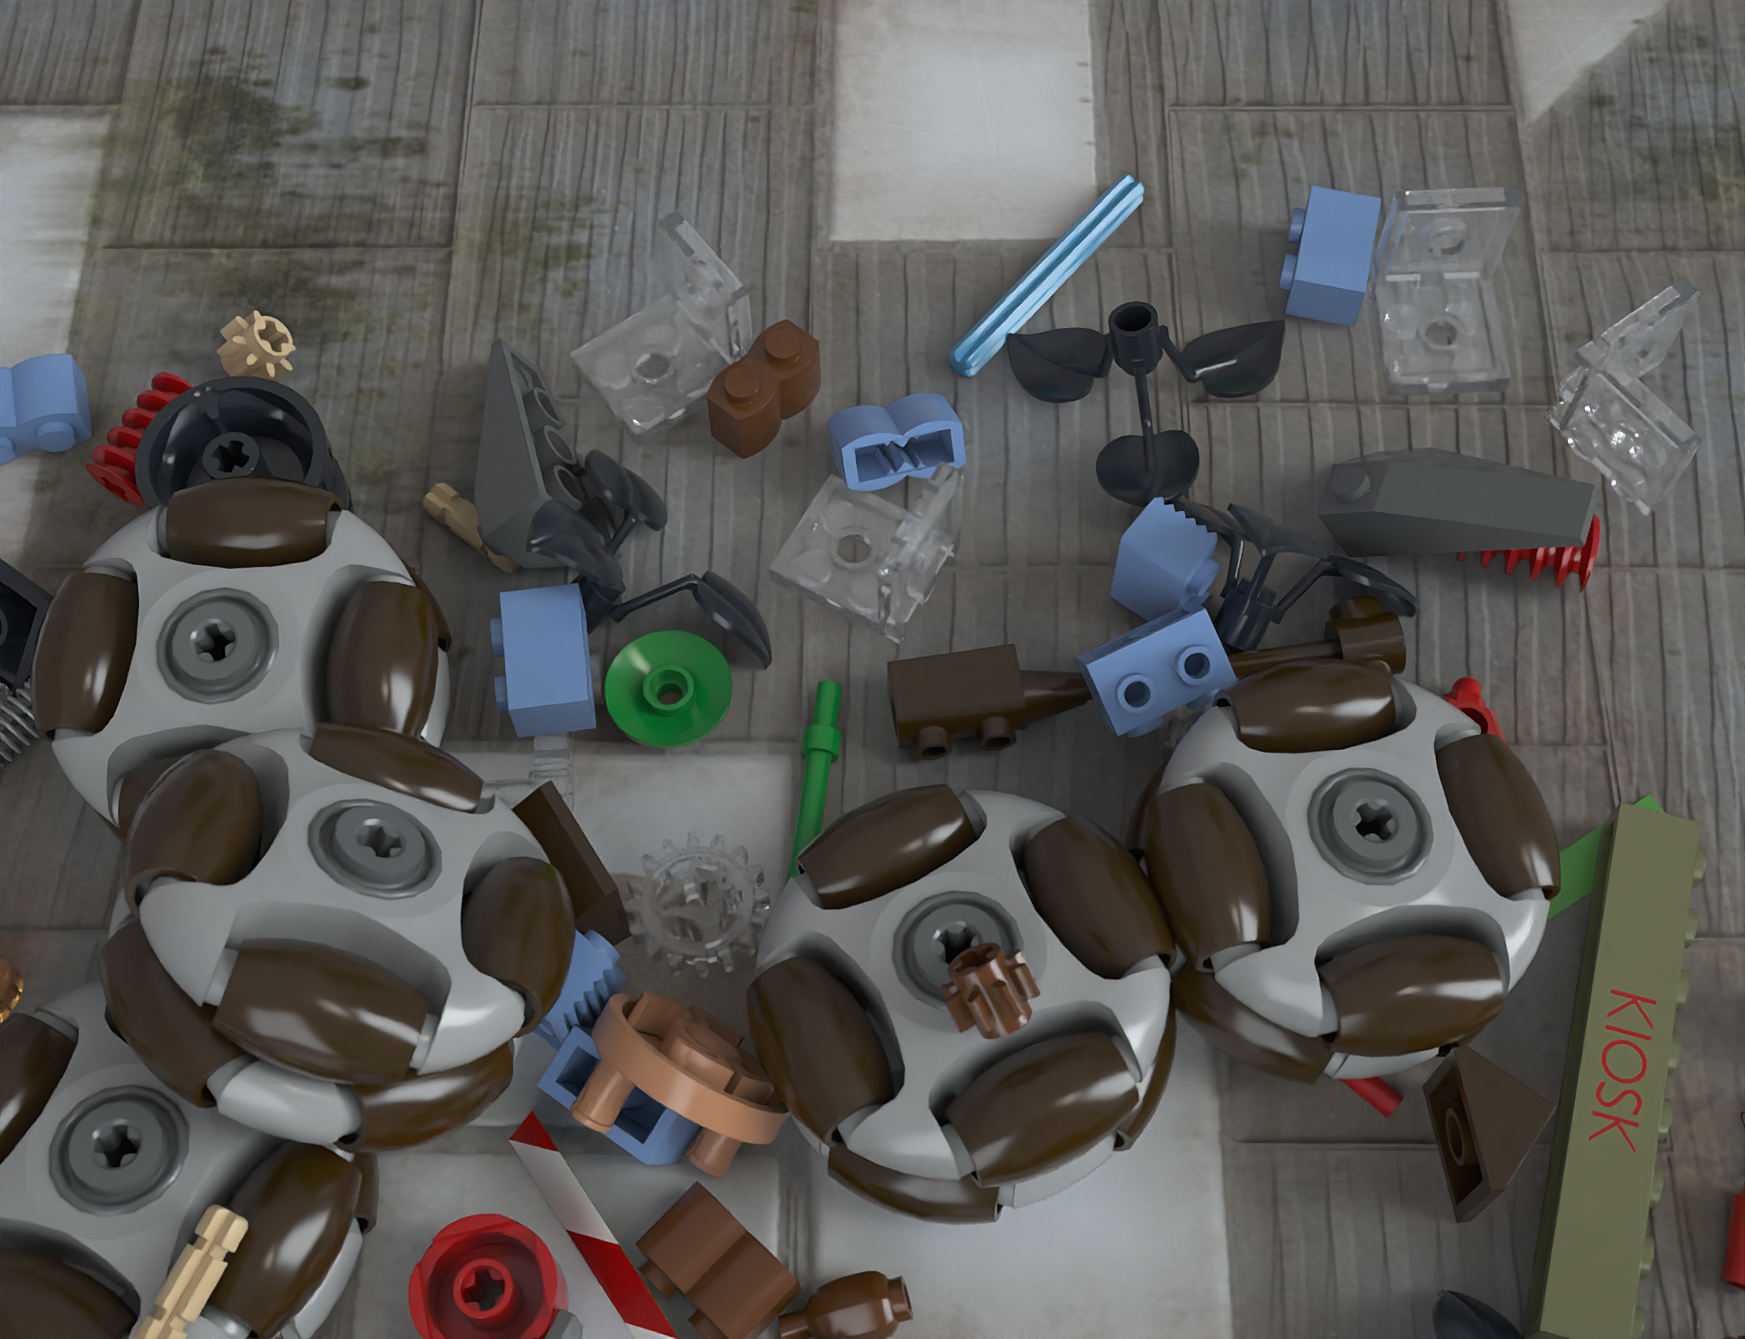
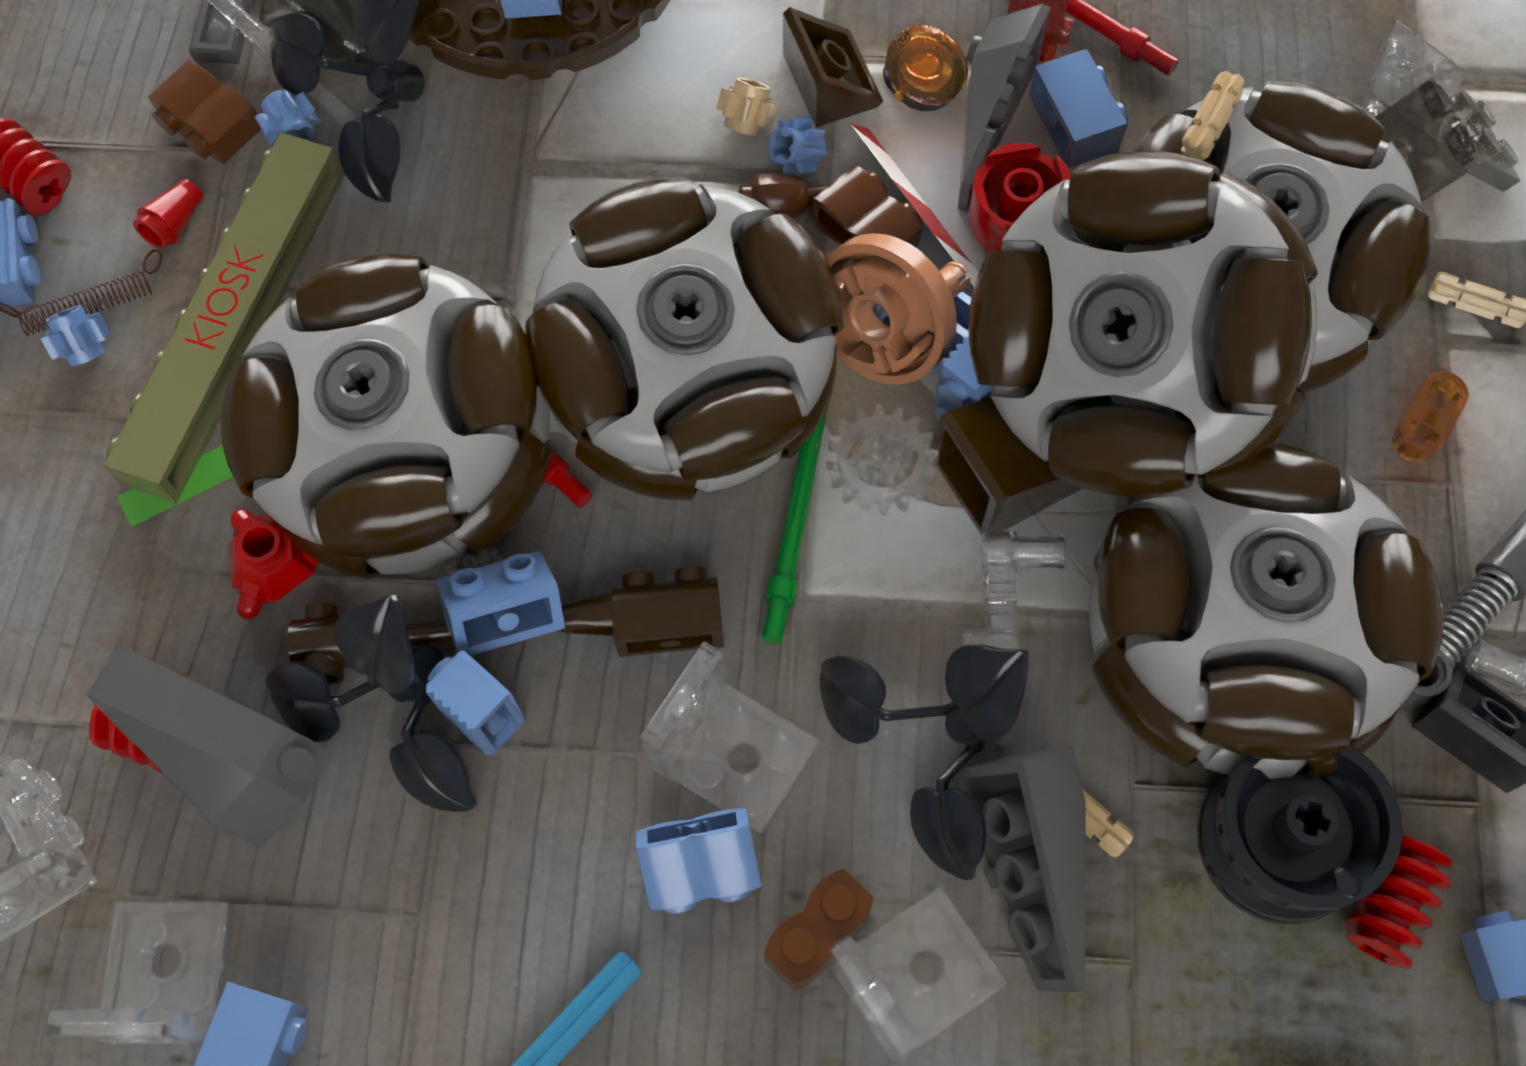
camera: 175 degrees left, 5 degrees up
(256, 347) = (1317, 1006): tan gear -> none
(545, 660) = (1009, 613): medium blue brick -> none
(665, 664) = (913, 612): green dish -> none
(990, 990) = (677, 239): reddish brown gear -> none
(1136, 468) = (530, 964): black plant -> none
(1481, 1127) = (325, 237): dark brown slope -> none

